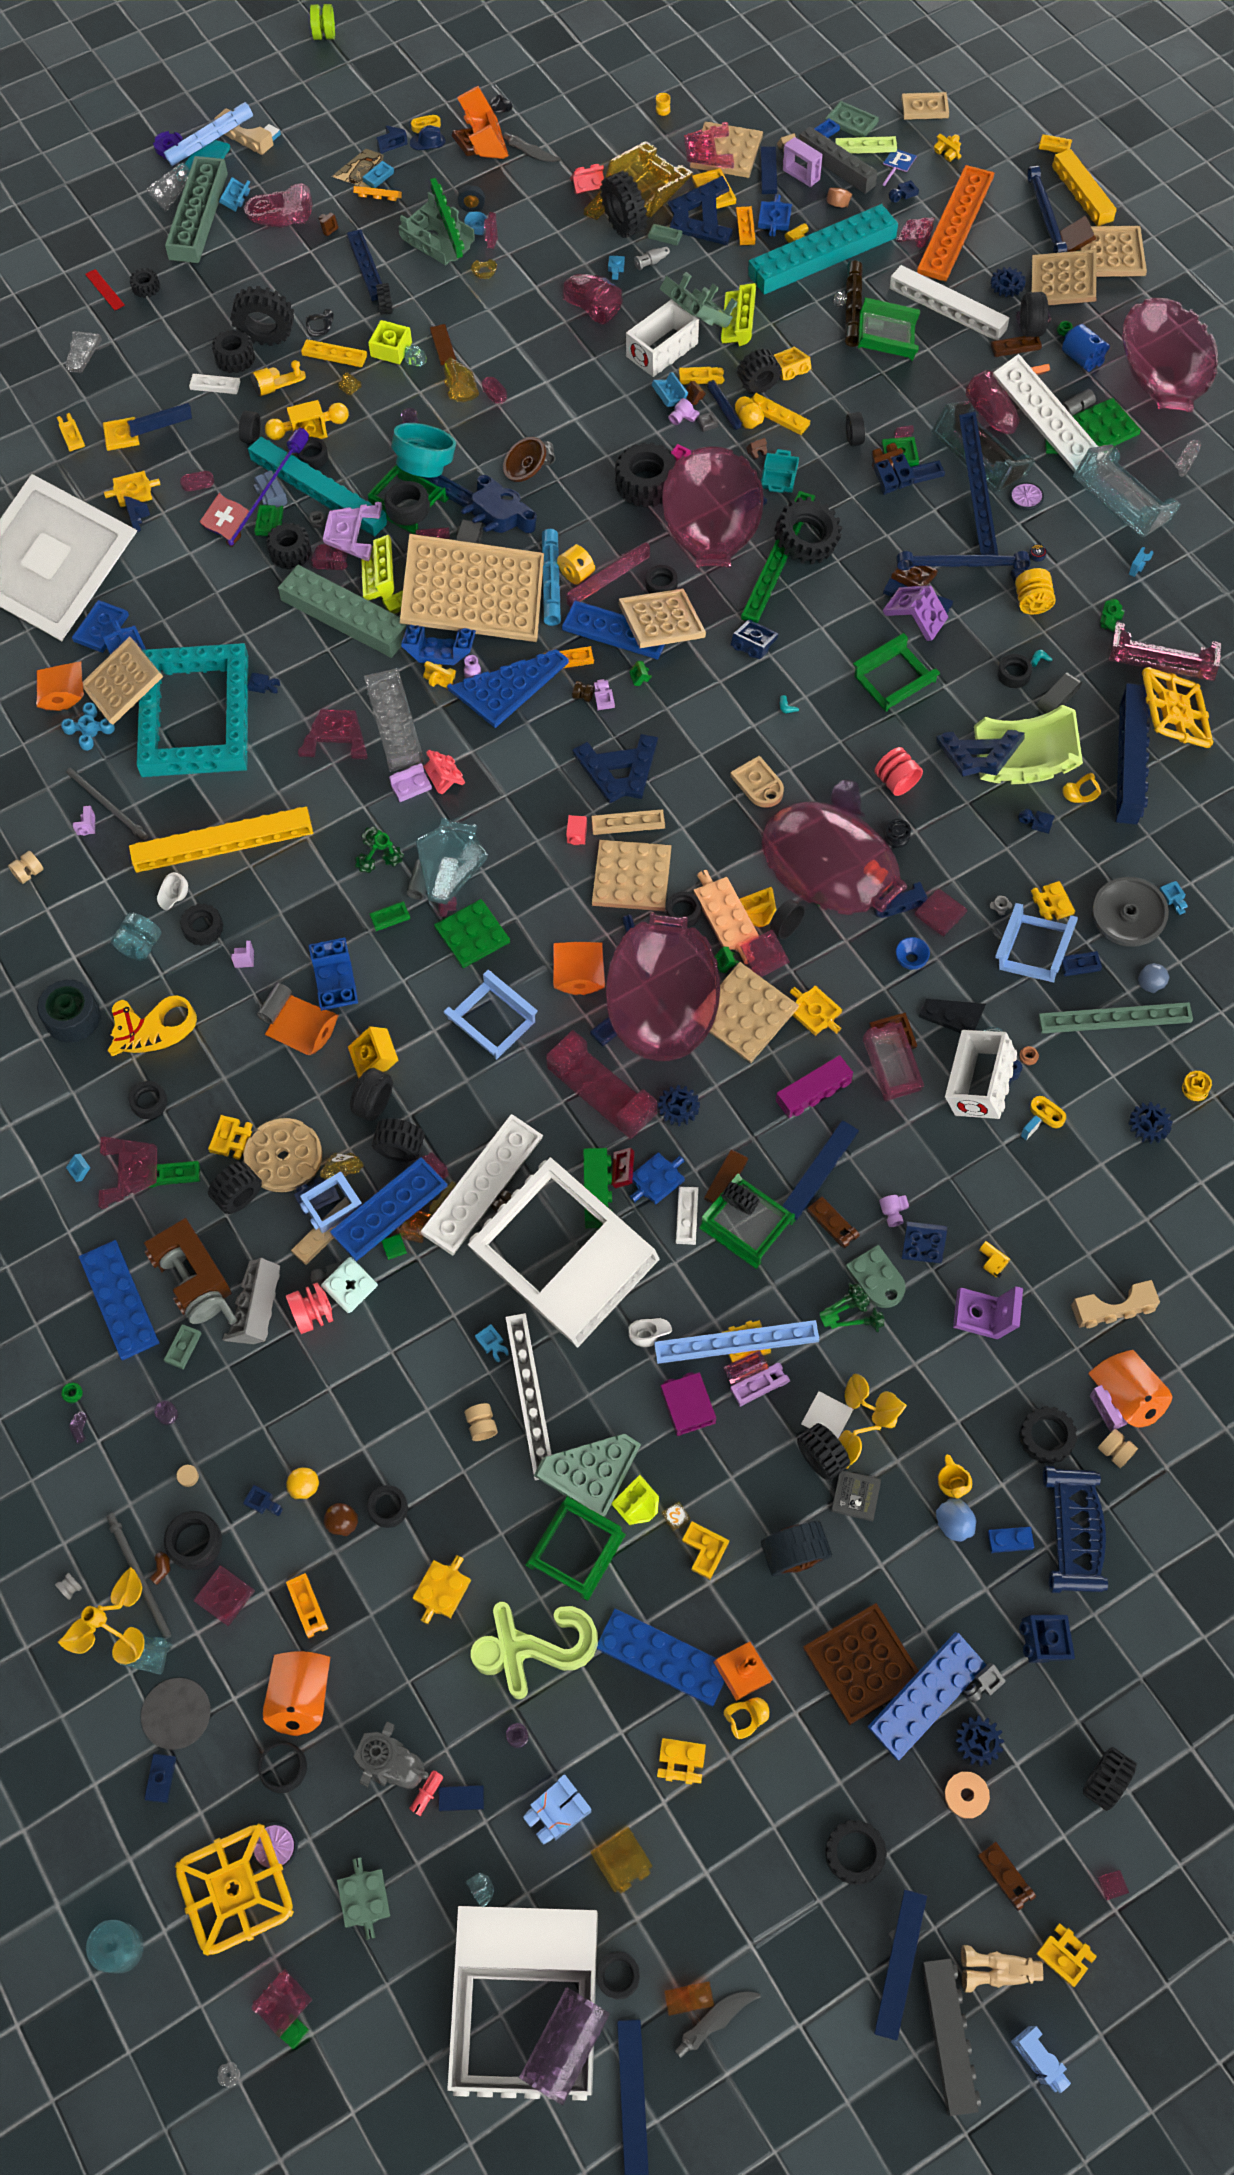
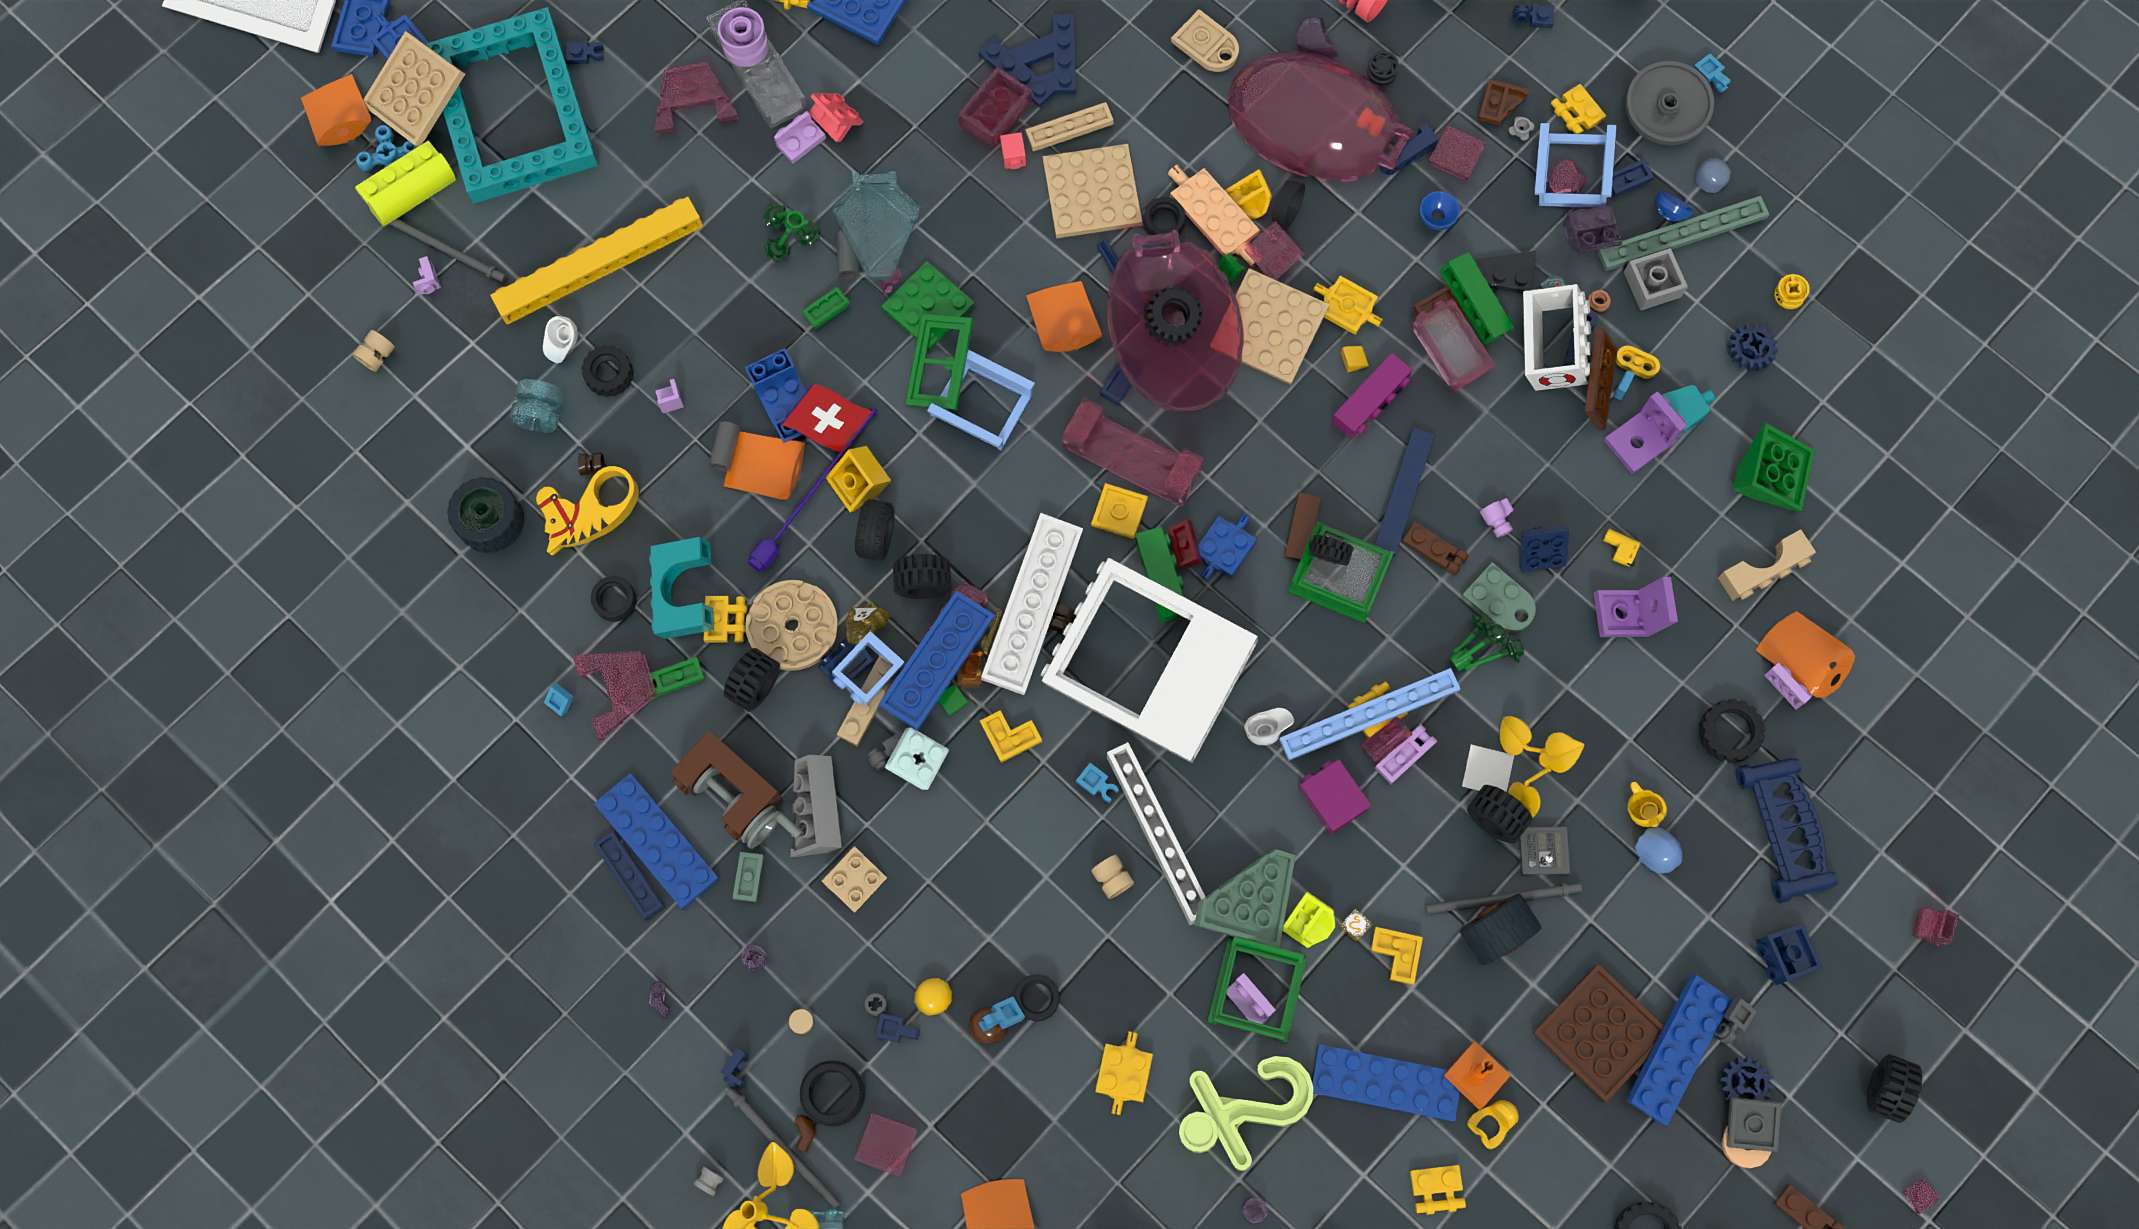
camera: 15 degrees left, 10 degrees up
(72, 1387) = (633, 957): green plate -> none
(87, 1321) = (629, 875): none -> dark blue tile
(93, 749) = (406, 183): none -> neon yellow brick
(121, 1496) = (735, 1064): none -> dark blue bracket
(163, 991) = (590, 463): none -> dark brown wheel
(199, 1082) = (666, 564): none -> teal arch
(250, 1471) = (871, 998): none -> dark grey bush
(267, 1370) = (854, 879): none -> tan hinge
(306, 1604) = (980, 1130): light orange plate -> none
(309, 1308) = (881, 797): coral wheel -> none
(355, 1510) = (1003, 1013): none -> dark azure plate
(361, 1002) = (828, 422): none -> flag
(386, 695) = (743, 37): none -> lavender wheel
(427, 1290) = (1009, 742): none -> yellow plate
(476, 981) = (956, 364): none -> green door
(565, 1554) = (1249, 1000): none -> lavender bracket
(571, 793) = (995, 107): none -> clear pink brick
(578, 1129) = (1119, 511): none -> yellow tile
(671, 970) = (1181, 300): none -> black tyre
(680, 1098) = (1226, 445): dark blue gear -> none
(687, 1215) = (1270, 581): white tile -> none
(808, 1053) = (1354, 358): none -> yellow slope
(828, 1528) = (1563, 889): none -> dark grey bar
(923, 1029) = (1476, 298): none -> green brick
(975, 1778) = (1753, 1124): none -> dark grey tile
(988, 880) = (1500, 101): none -> reddish brown wing
(1010, 1117) = (1600, 379): none -> reddish brown tile
(1011, 1539) = (1721, 856): blue plate -> none
(1027, 952) = (1566, 177): none -> clear pink animal
(1037, 996) = (1592, 229): none -> clear purple slope
(1047, 1167) = (1654, 426): none -> medium lavender bracket
(1078, 1158) = (1690, 404): none -> teal torso
(1080, 1048) = (1655, 279): none -> light grey brick
(1111, 994) = (1672, 207): none -> blue piece
(1117, 1448) = (1813, 728): tan wheel -> none
(1144, 1226) = (1775, 469): none -> green slope
(1186, 1648) = (1935, 926): none -> clear pink piece

